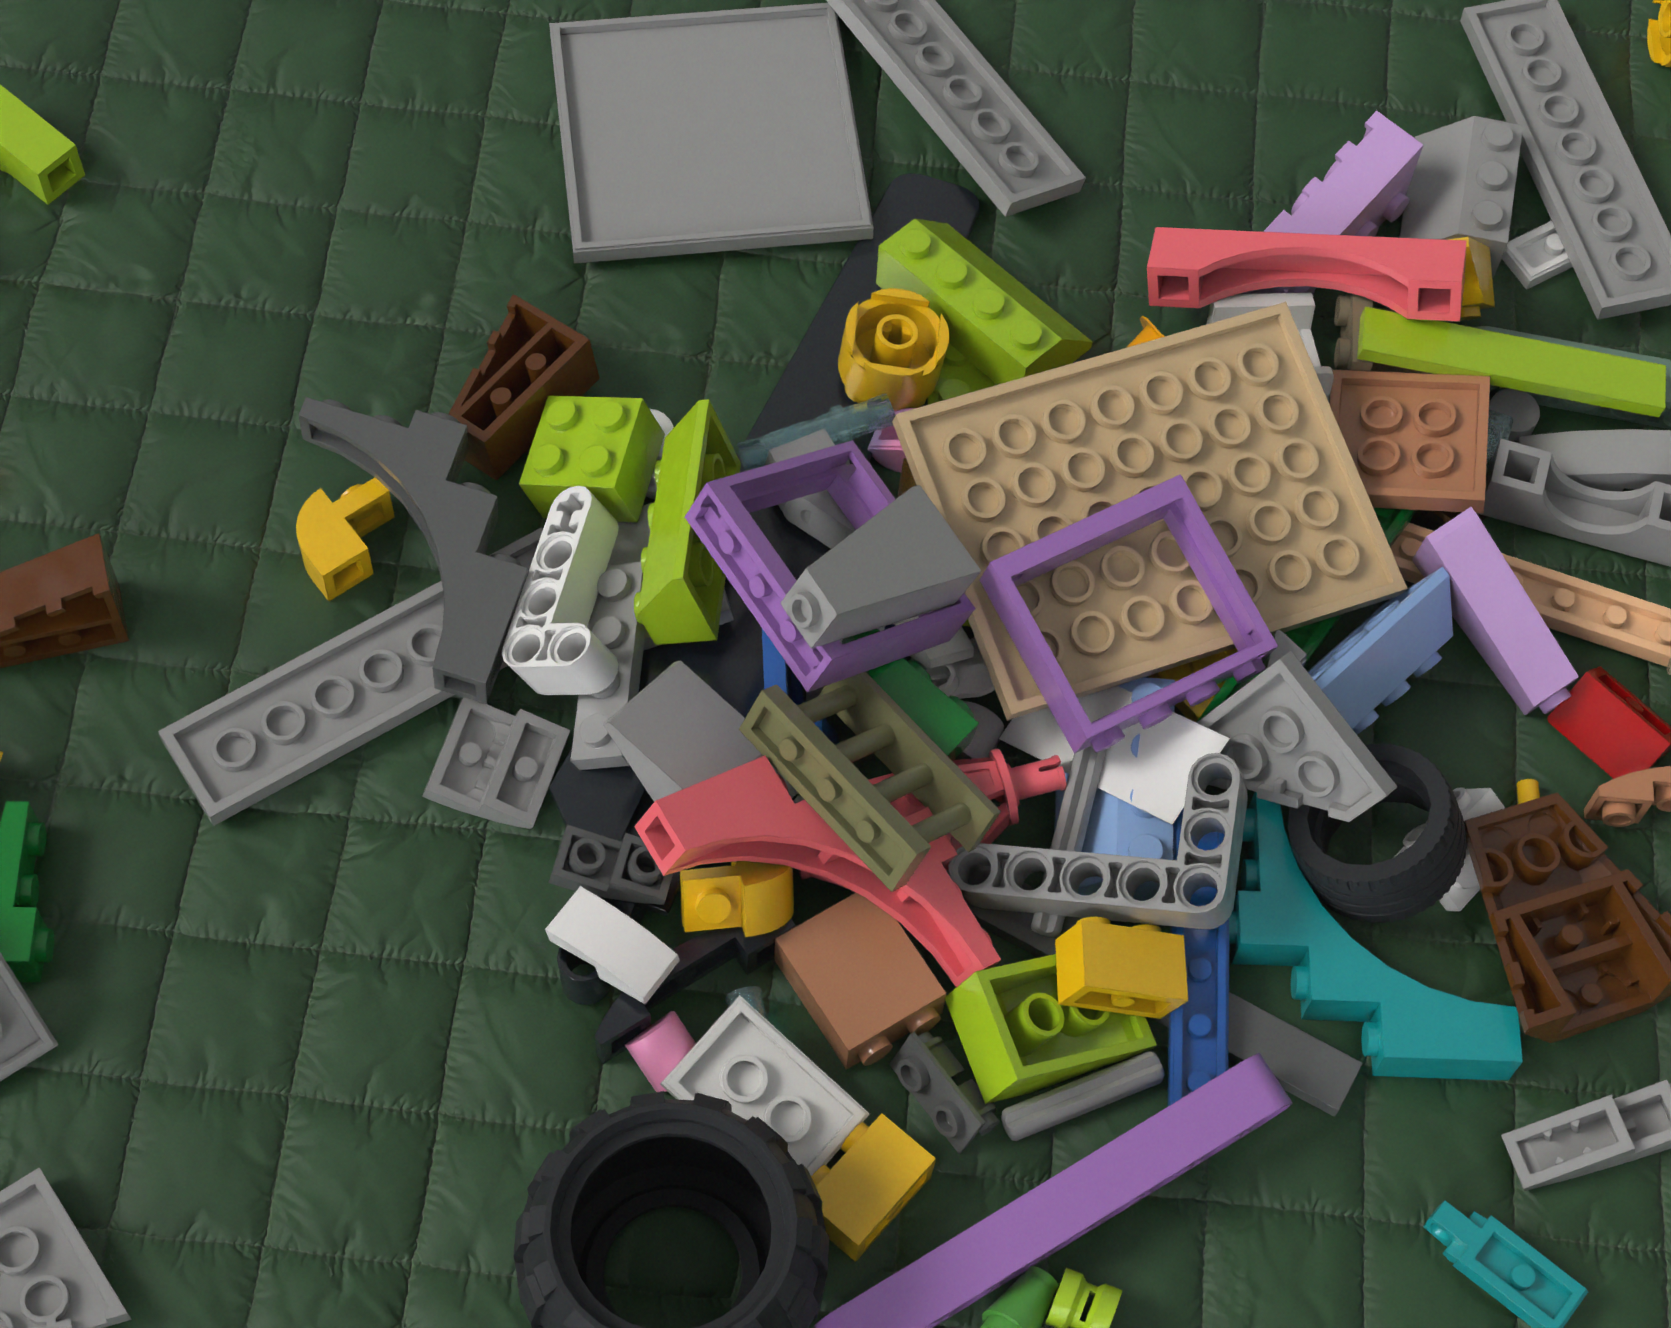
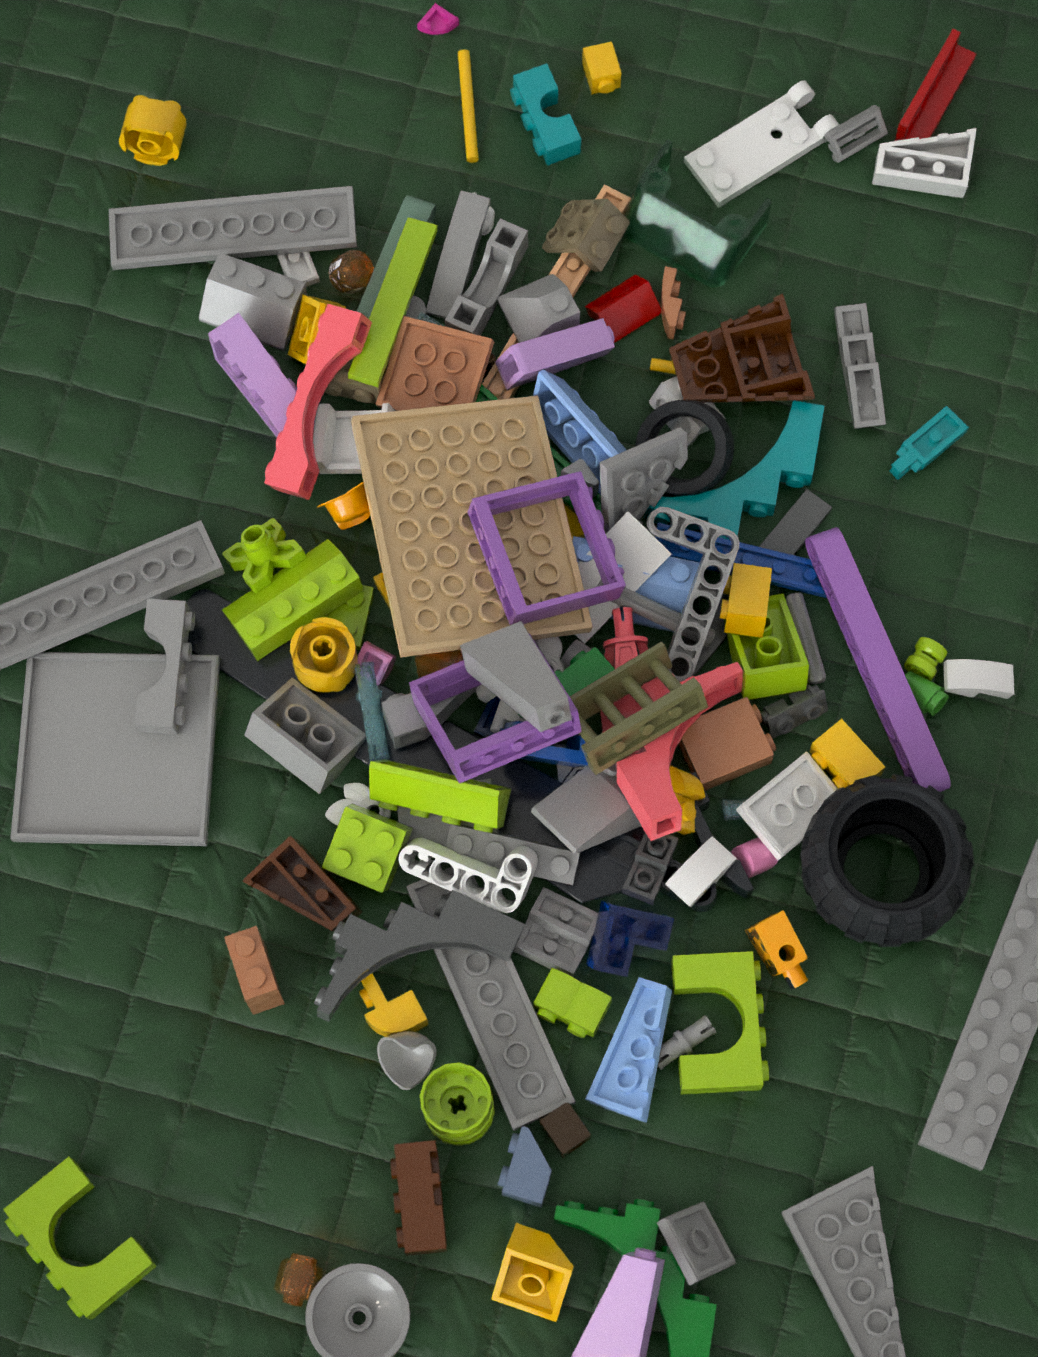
camera: 75 degrees left, 10 degrees up
(93, 763) = (528, 1172): none -> sand blue slope
(156, 806) = (565, 1129): none -> dark brown panel
(186, 636) = (450, 1086): none -> lime wheel
(263, 569) = (406, 1058): none -> light grey helmet
(288, 893) = (632, 1058): none -> light blue wing
(298, 1076) = (734, 978): none -> lime arch
(327, 975) = (685, 1041): none -> light grey pin
(373, 328) = (254, 970): none -> nougat brick
(375, 795) = (572, 1003): none -> lime brick
(504, 846) = (619, 930): none -> clear blue brick
(518, 1092) = (769, 937): none -> light orange torso
(766, 354) = (304, 735): none -> light grey slope
(781, 161) = (160, 706): none -> light grey arch
(1050, 259) = (261, 551): none -> lime plant
(1535, 306) = (350, 271): none -> clear orange head
(1571, 585) = (539, 308): none -> light grey slope

